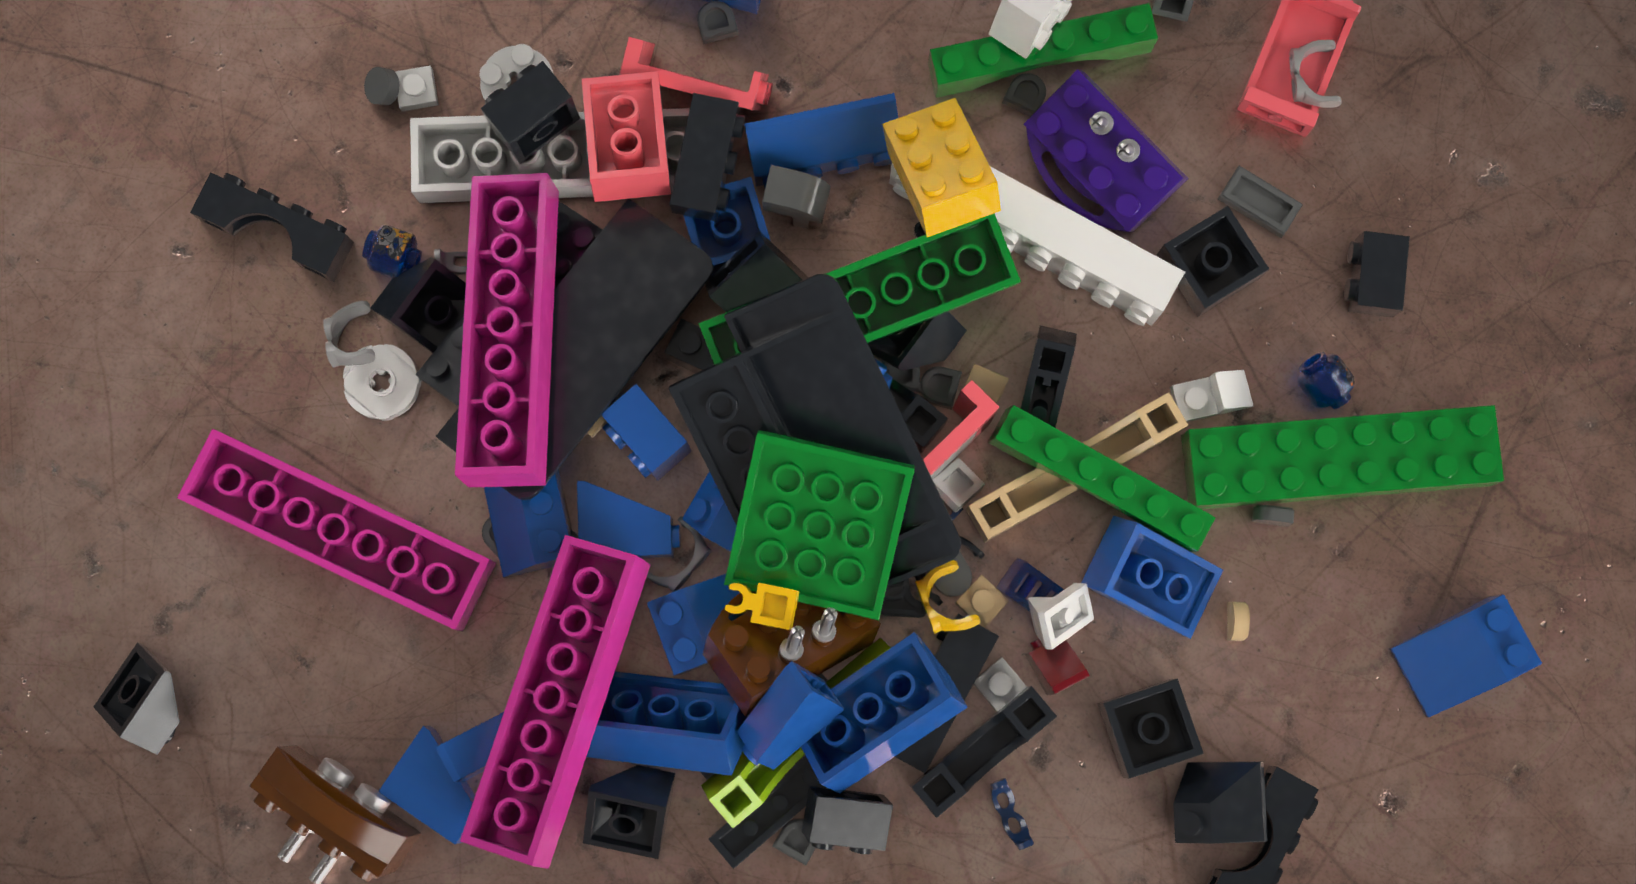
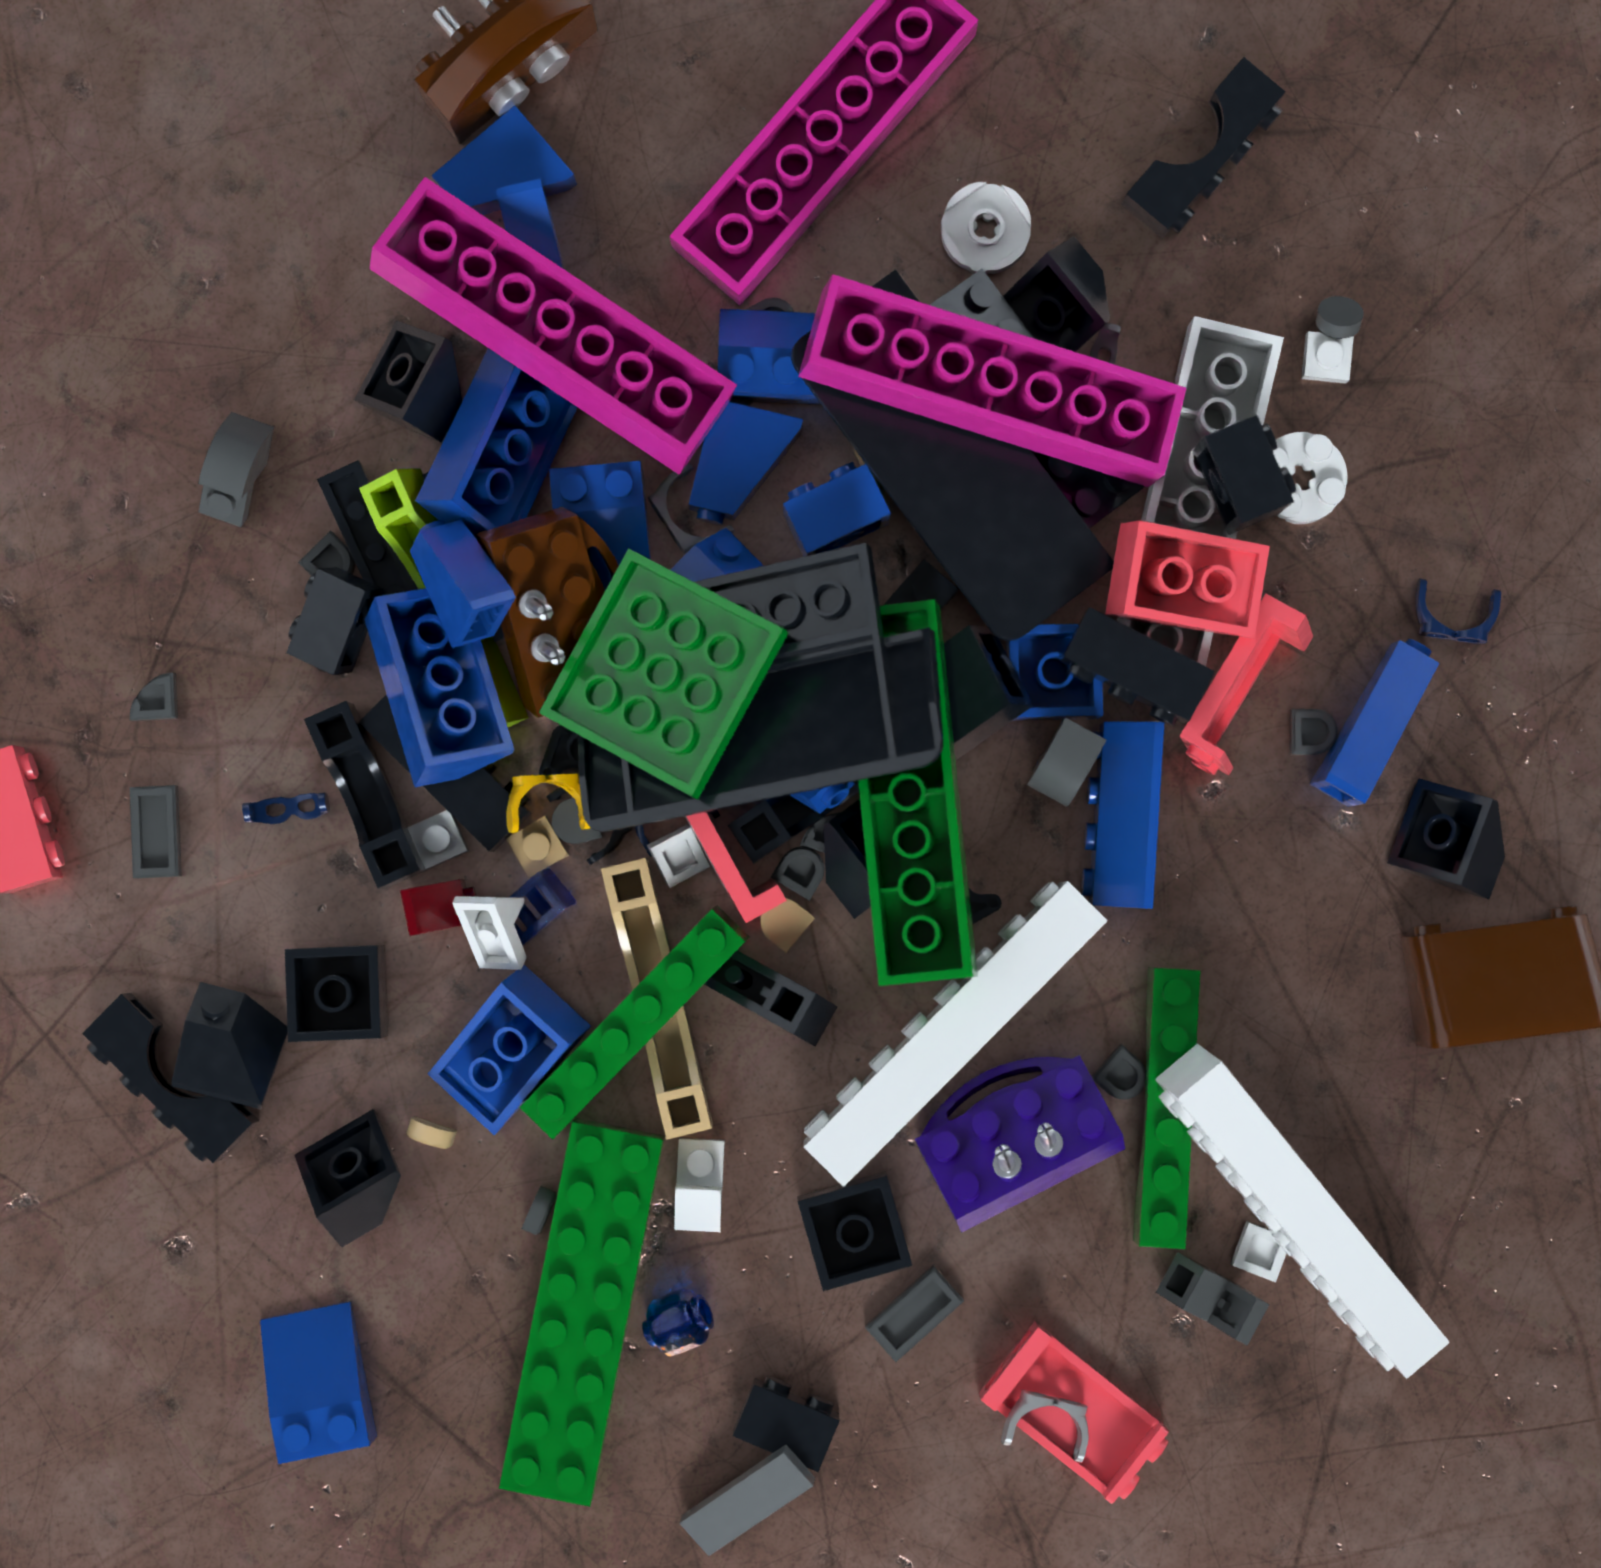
camera: 105 degrees right, 5 degrees up
(333, 328) = (1063, 187): light grey cap -> none
(391, 251) = (1134, 277): clear blue head -> none
(770, 604) = (588, 592): yellow plate -> none
(941, 167) = (1038, 931): yellow brick -> none
(1293, 674) = (350, 1178): none -> black slope
(1448, 286) = (747, 1500): none -> dark grey tile

